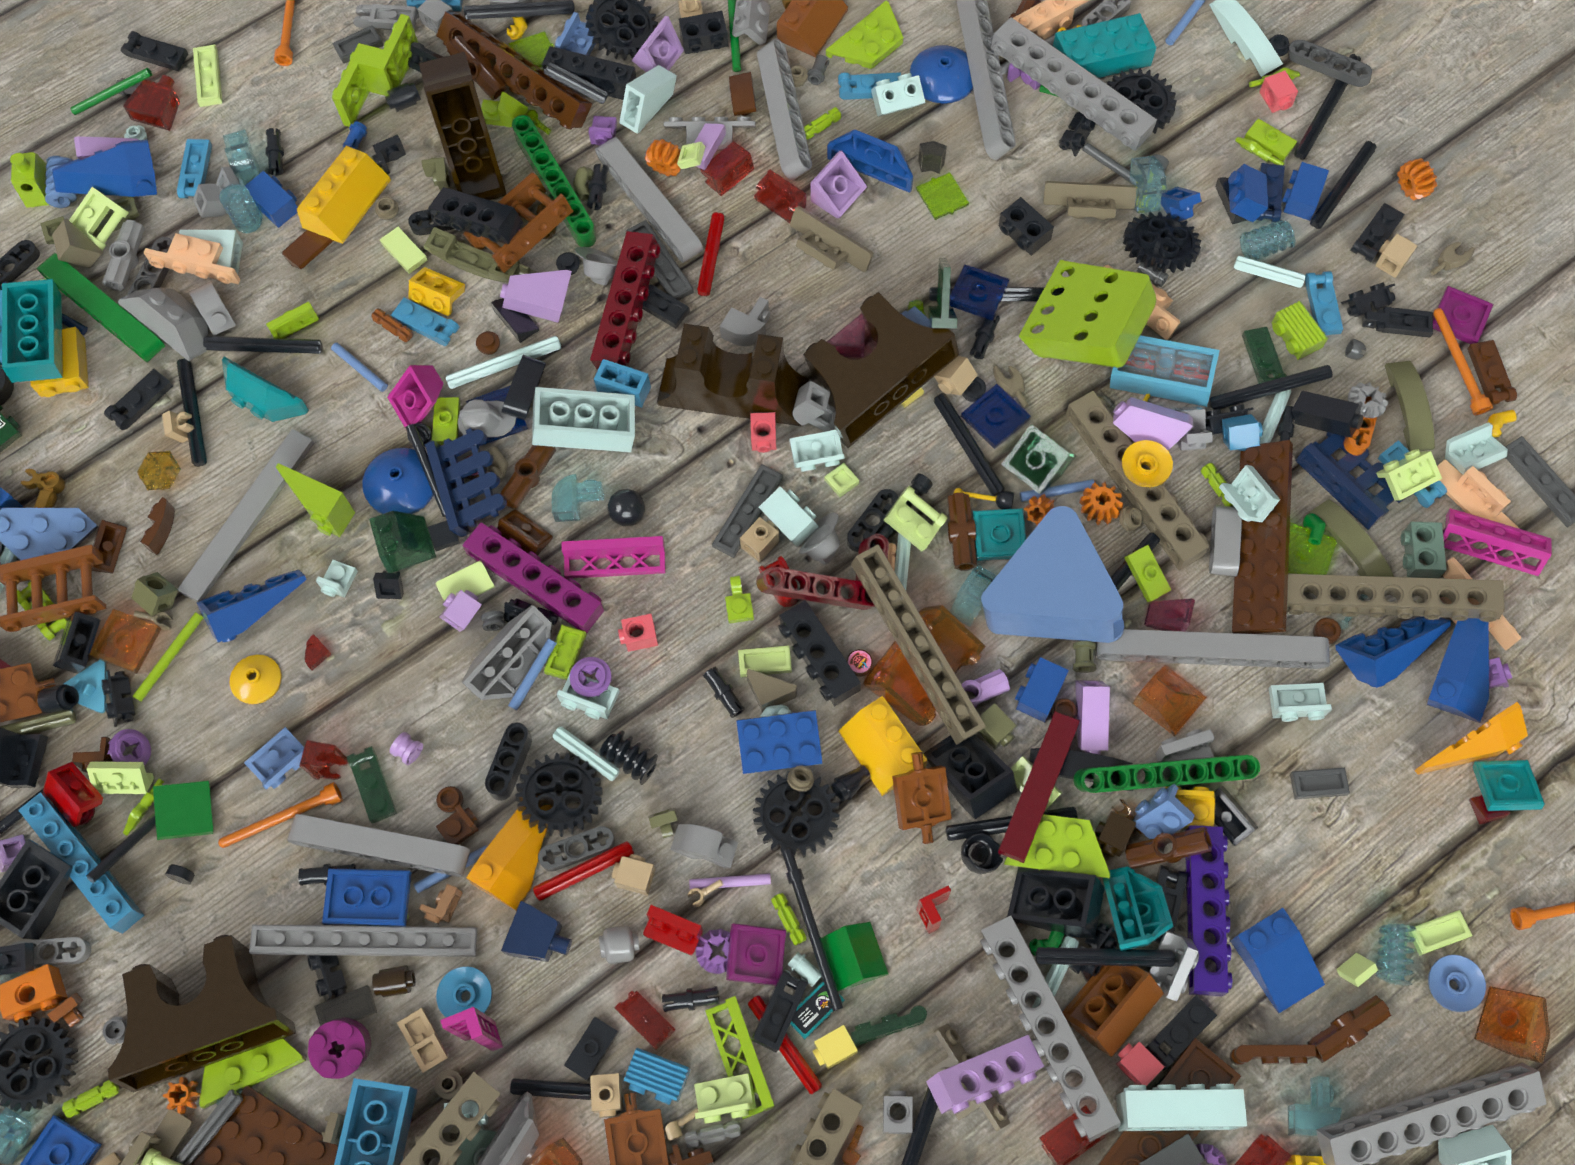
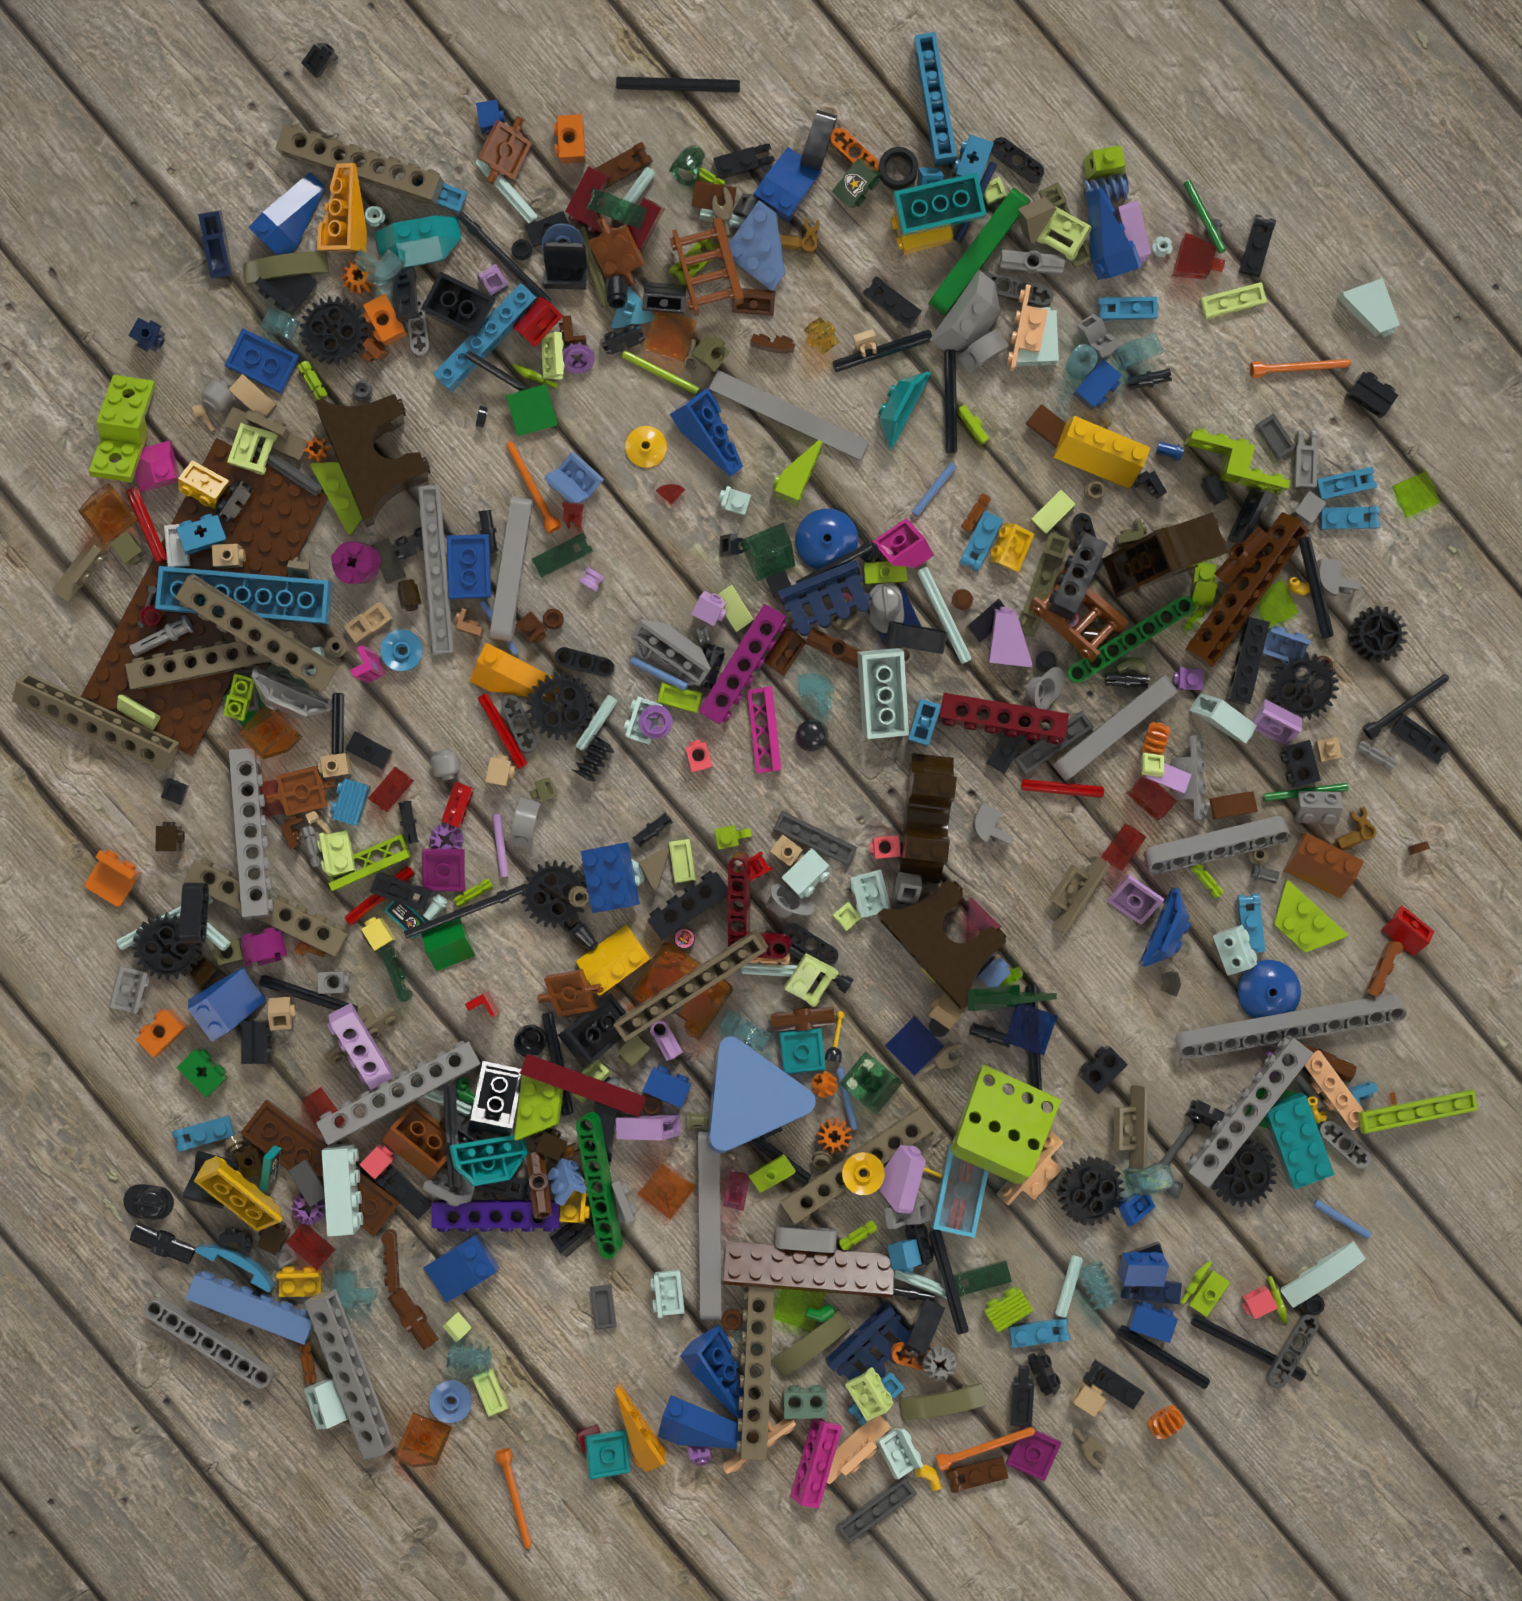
camera: 85 degrees right, 20 degrees up
(534, 935) = (449, 699): dark blue torso -> none
(575, 82) = (1233, 650): black axle -> none
(704, 892) = (490, 827): tan hand -> none
(942, 196) = (1135, 993): clear neon green piece -> none
(968, 444) = (885, 1023): black axle -> none
(1250, 495) = (840, 1258): light aqua bracket -> none
(1354, 349) = (993, 1357): dark grey hinge -> none

